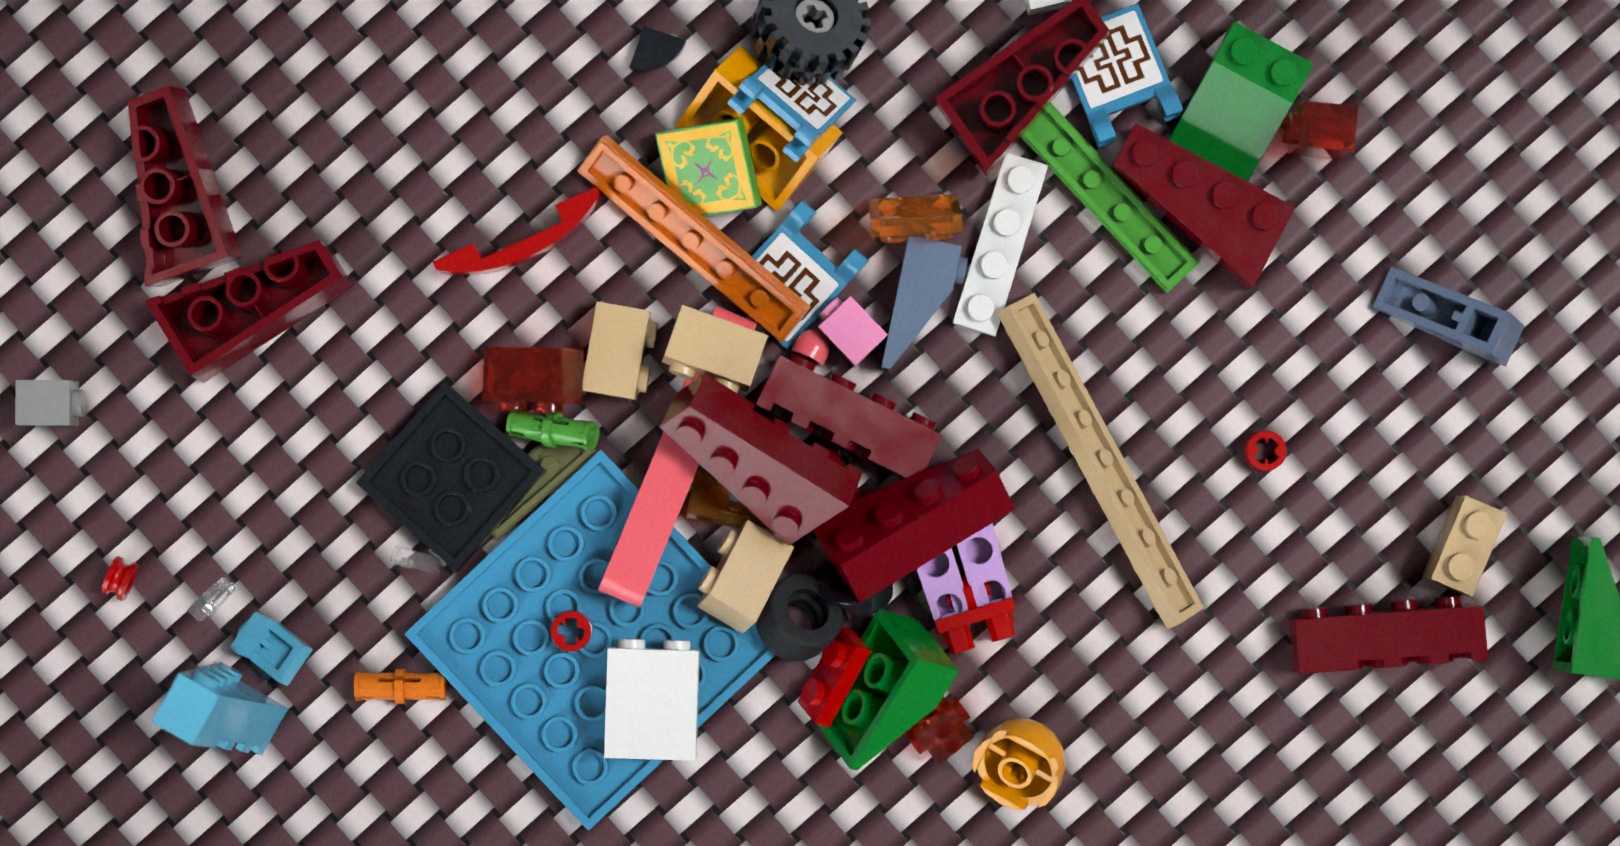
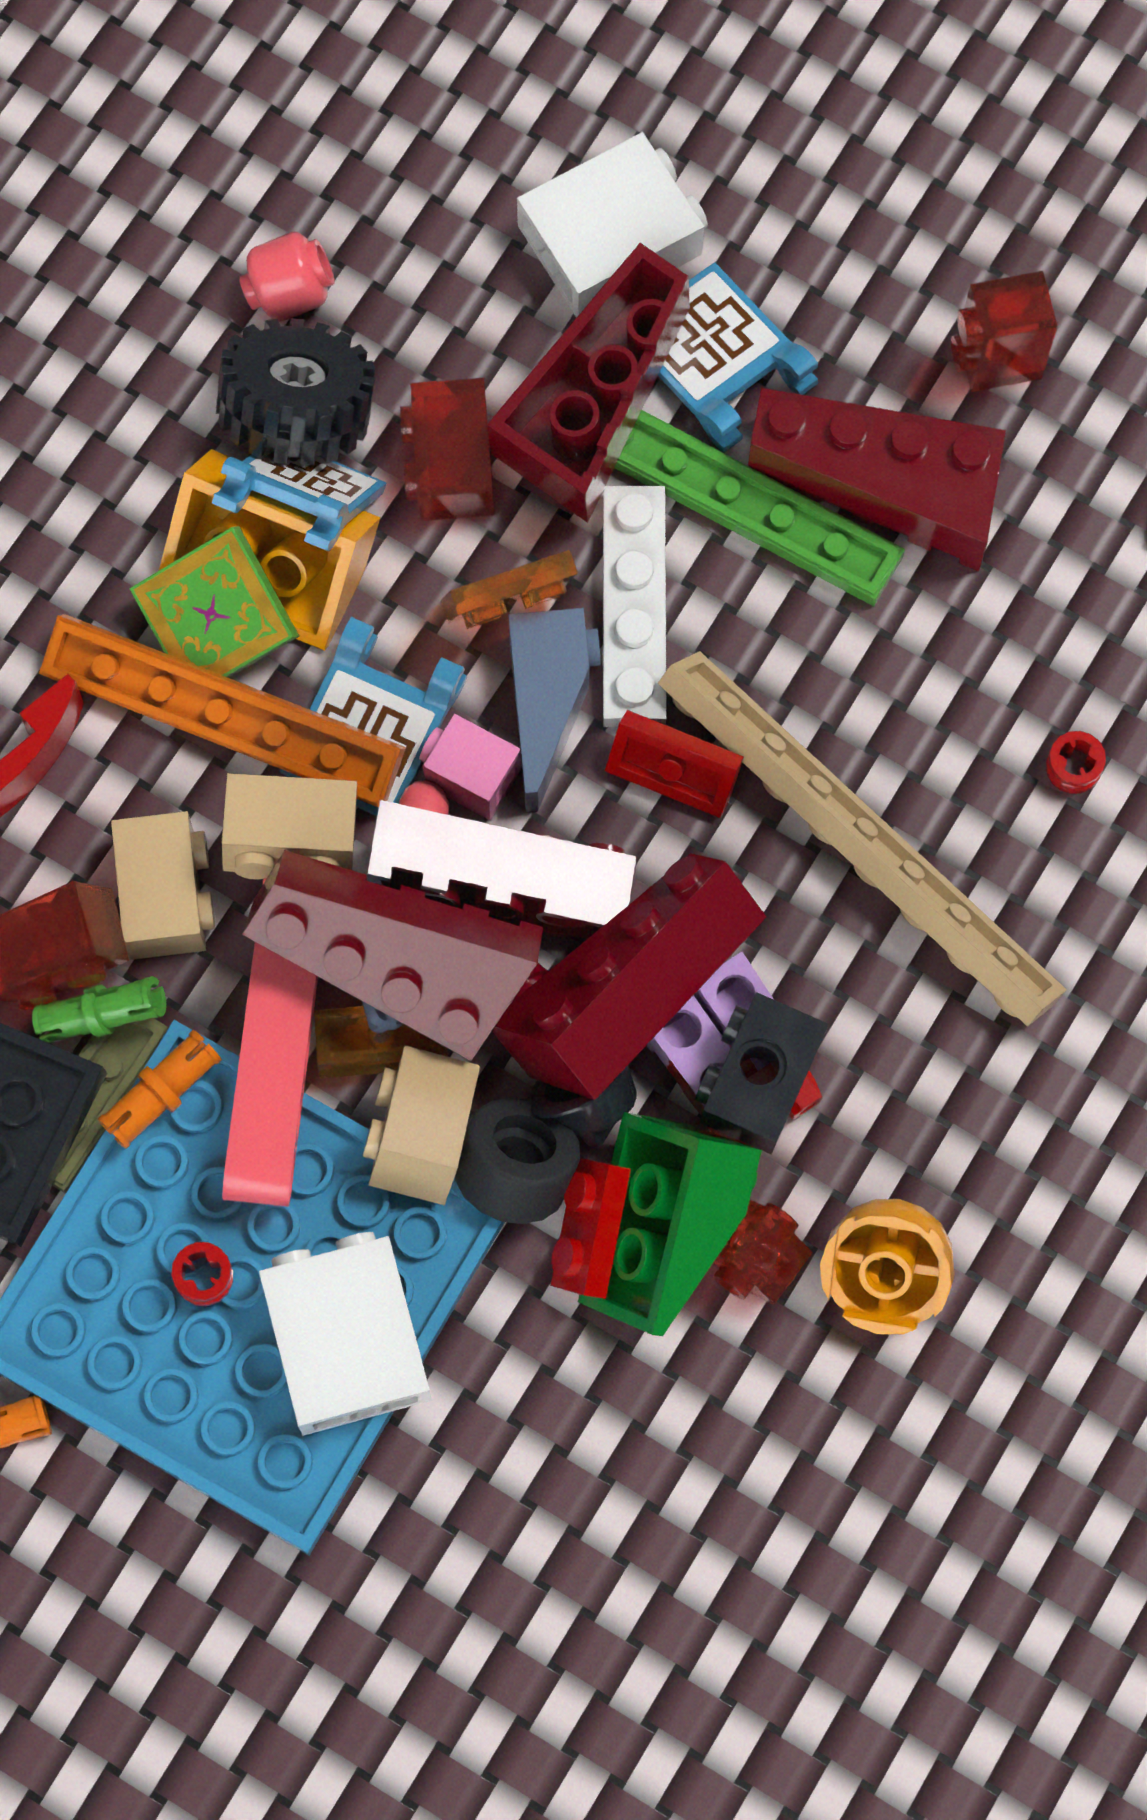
camera: 20 degrees left, 15 degrees down
(577, 498) = (159, 1089): none -> orange pin
(655, 50) = (101, 494): black tile -> none
(907, 93) = (450, 448): none -> clear red brick
(971, 642) = (750, 1110): none -> black brick
(990, 371) = (673, 763): none -> red plate
(1241, 101) = (890, 324): green slope -> none

